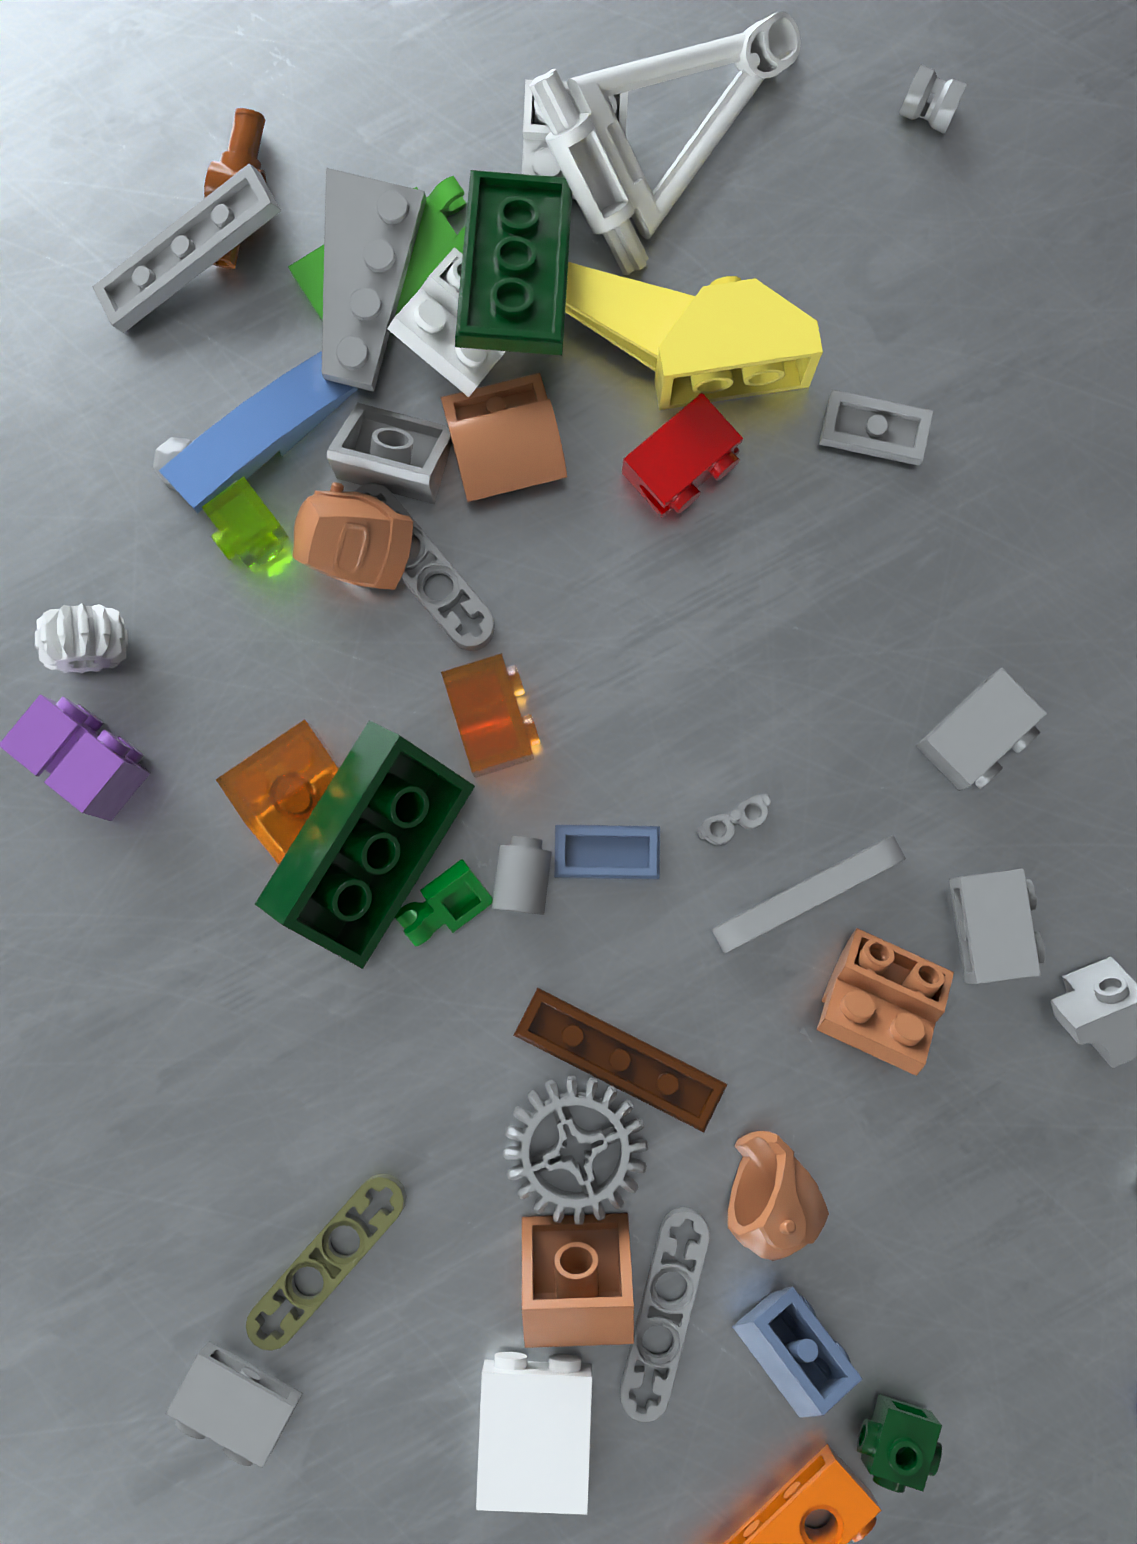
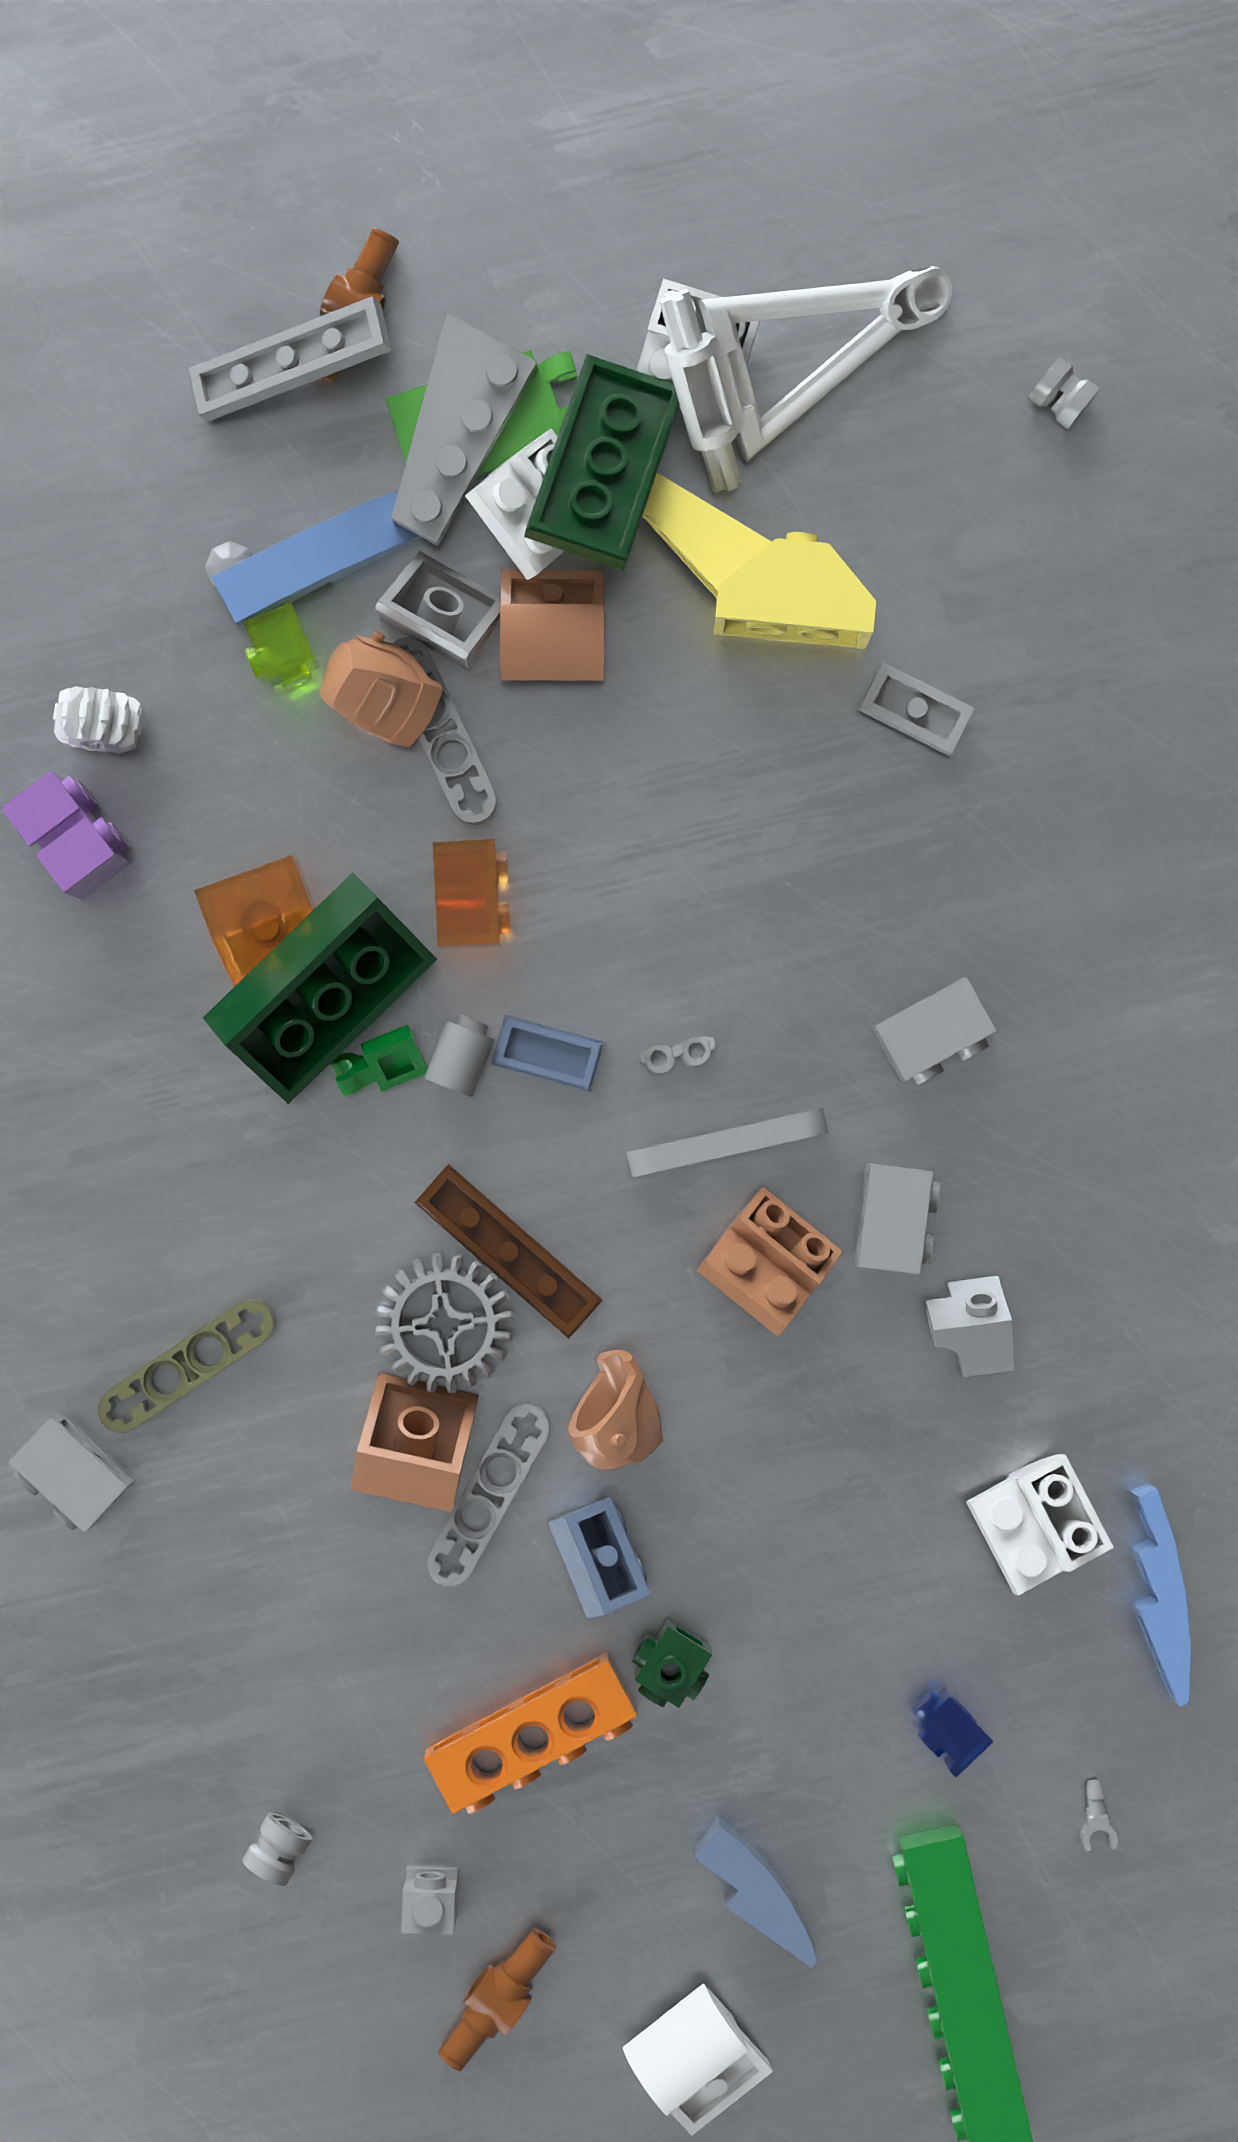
camera: 10 degrees right, 5 degrees up
(534, 1434) = (340, 1569): white brick -> none
(683, 456) = (720, 690): red brick -> none

